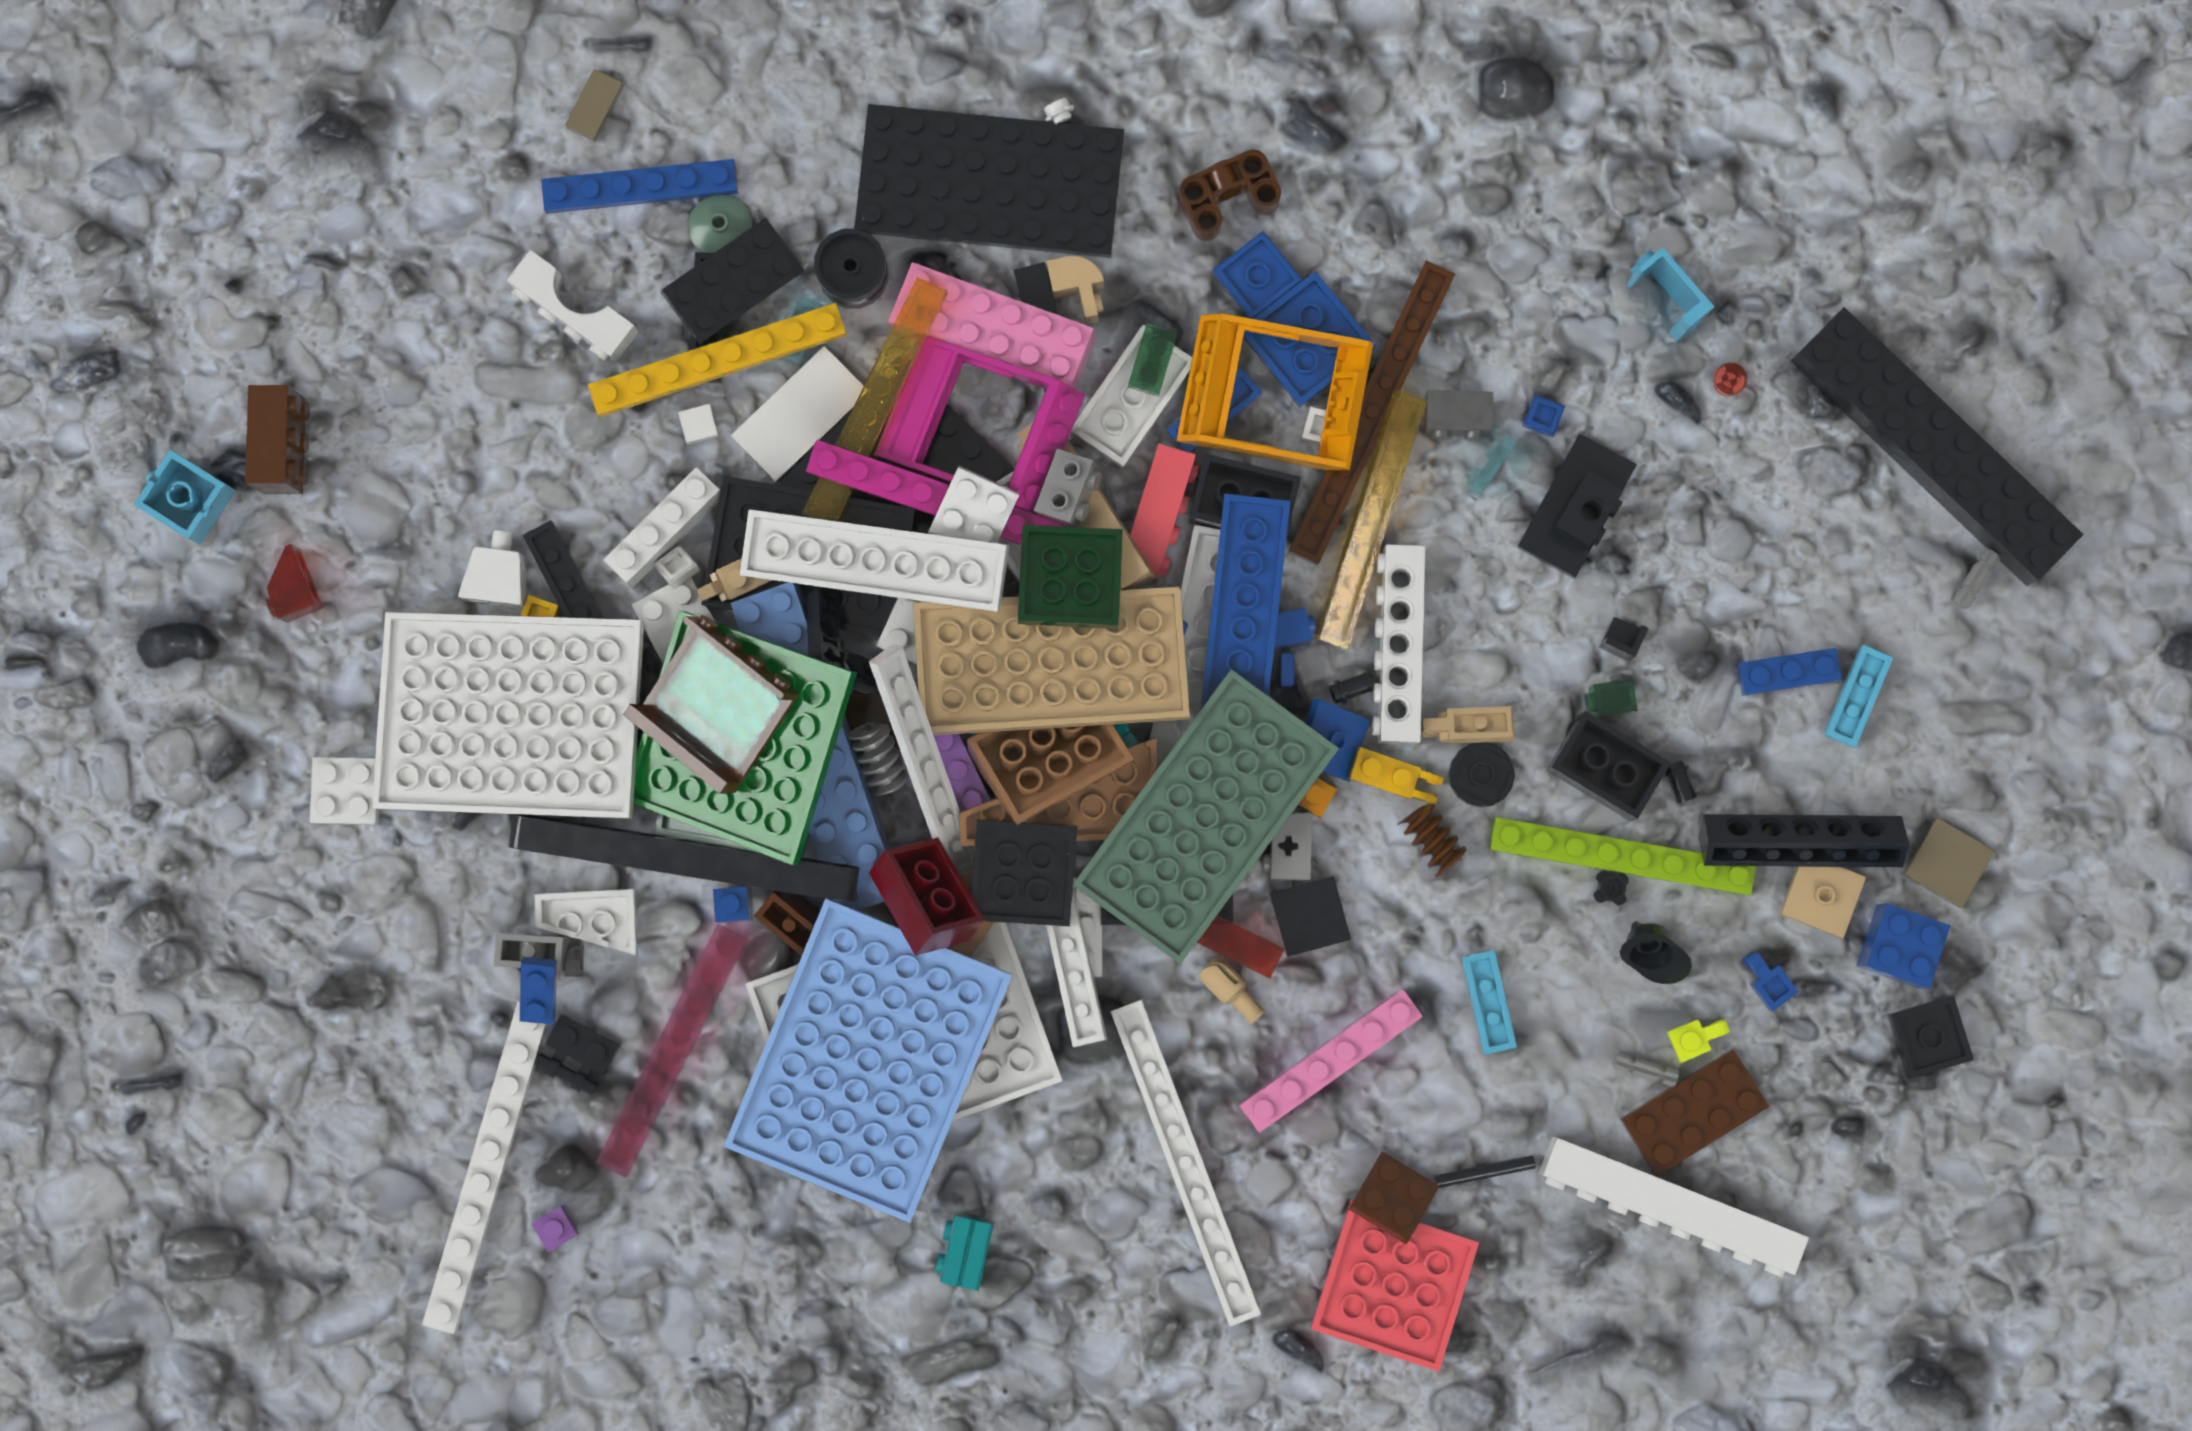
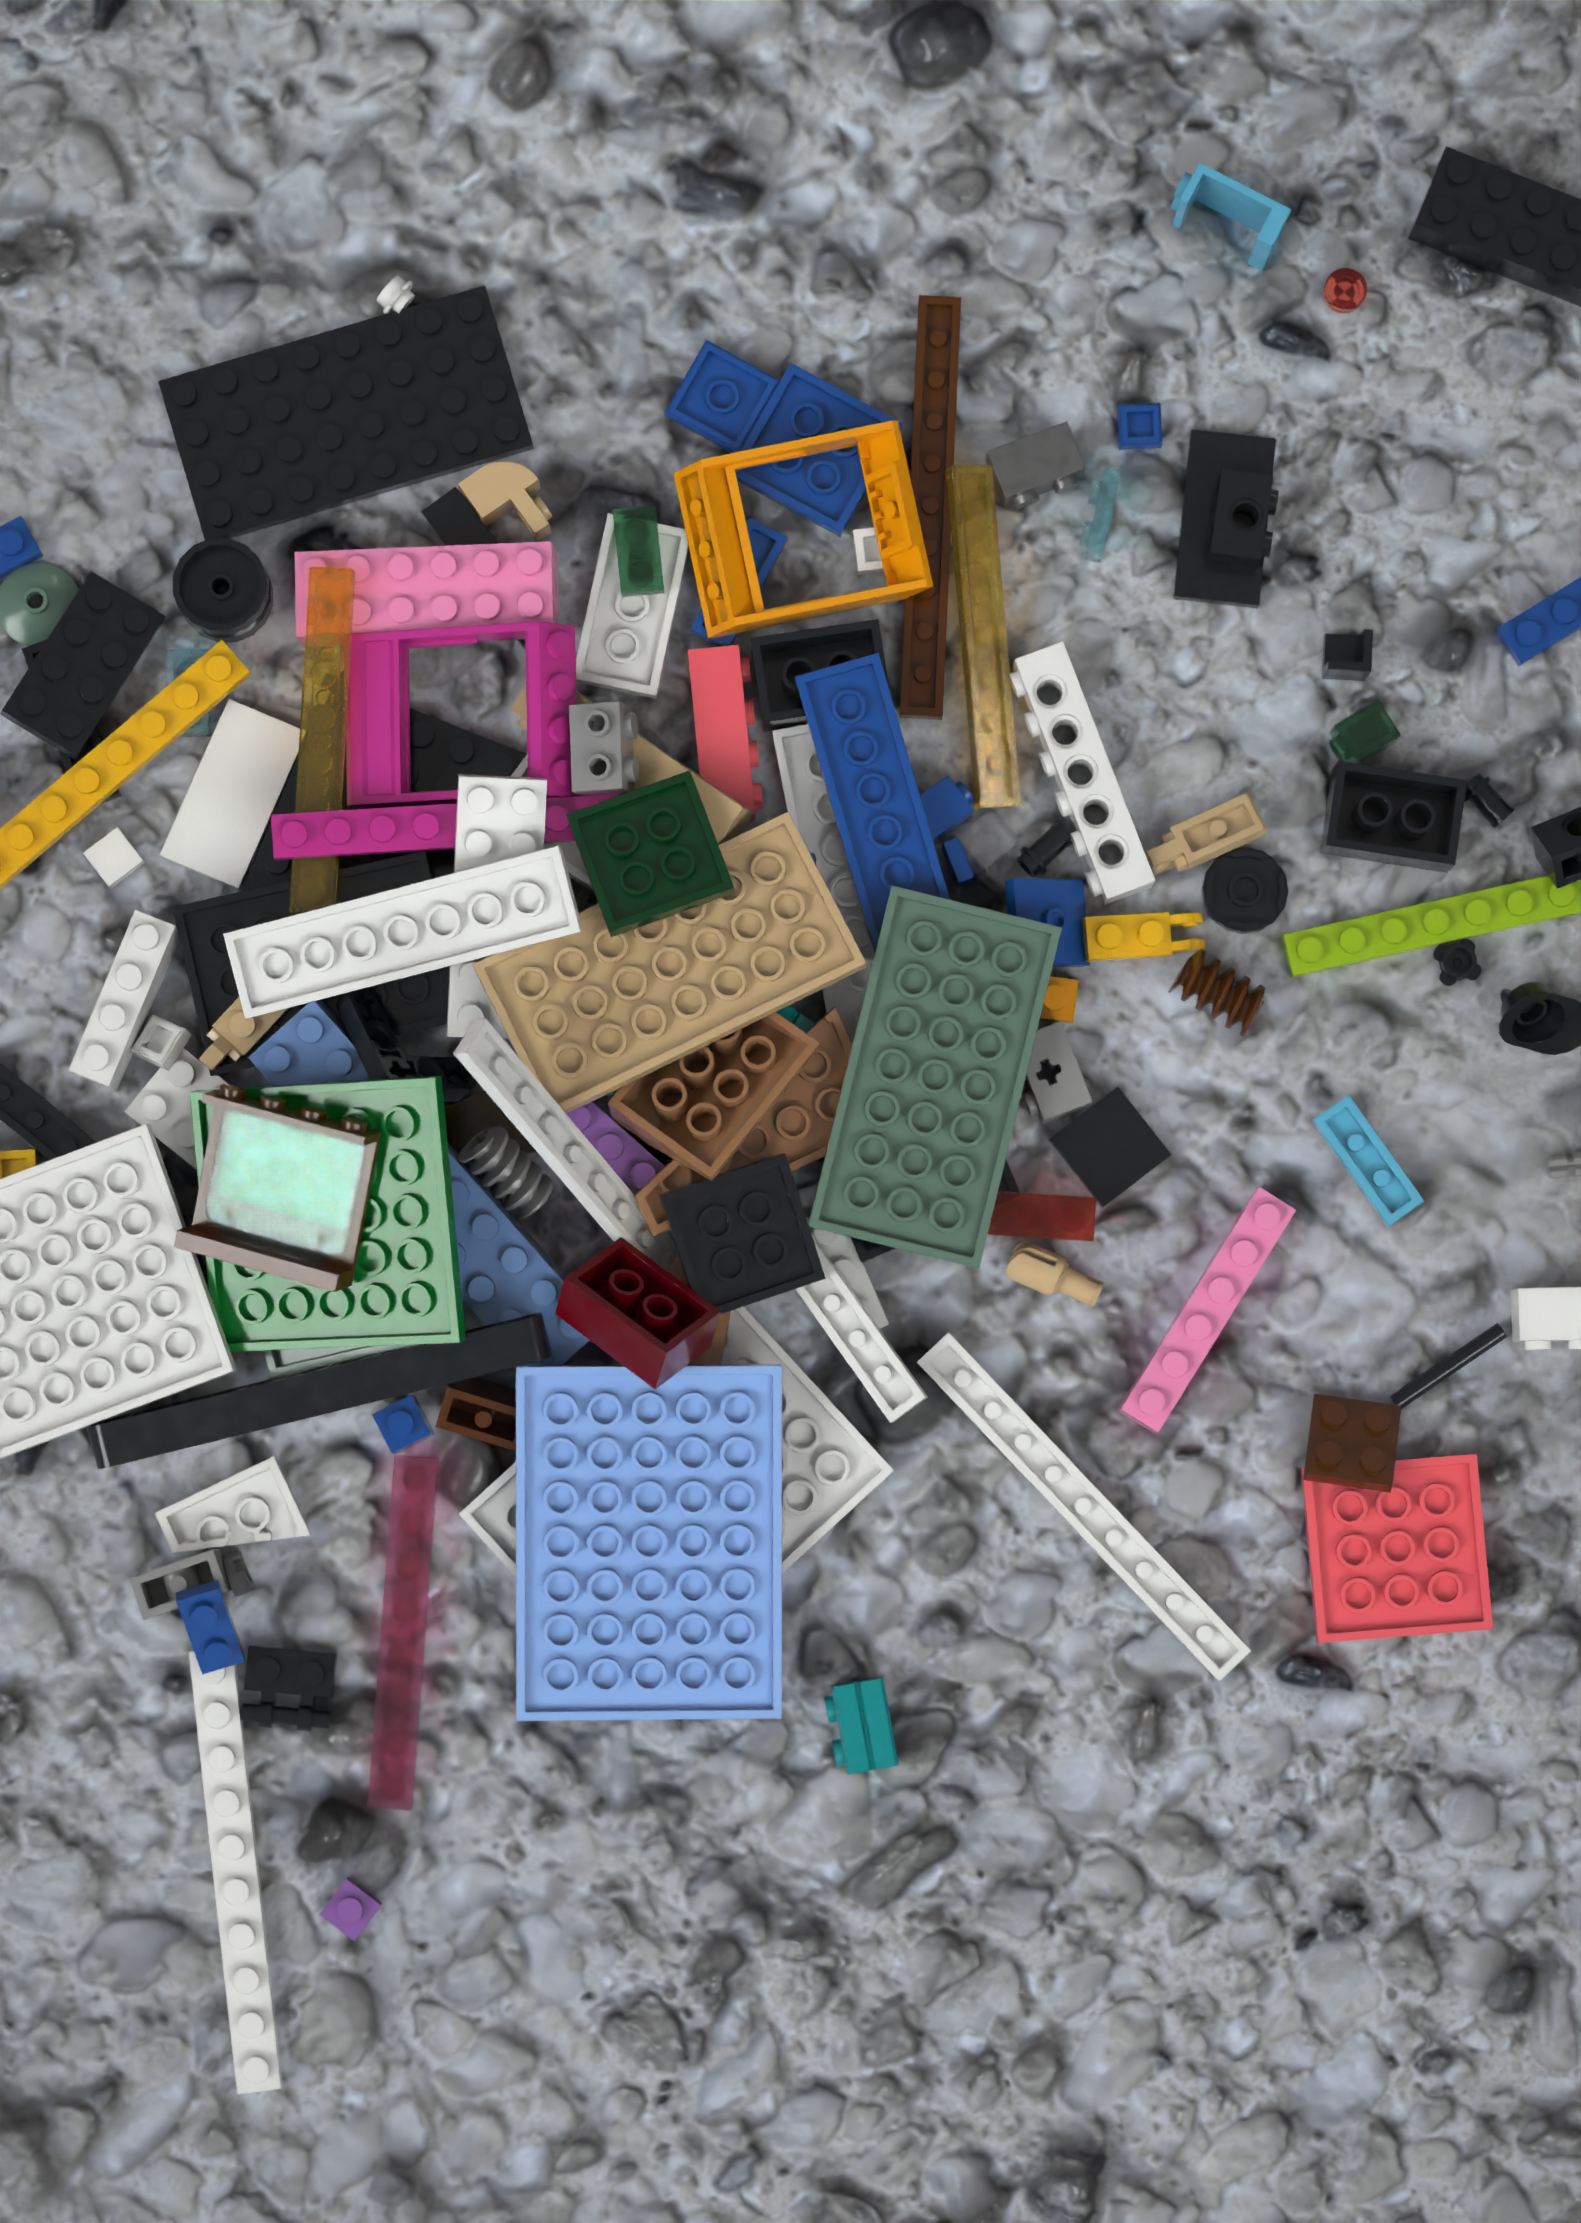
camera: 25 degrees left, 0 degrees up
(1224, 182) = (634, 299): reddish brown beam -> none

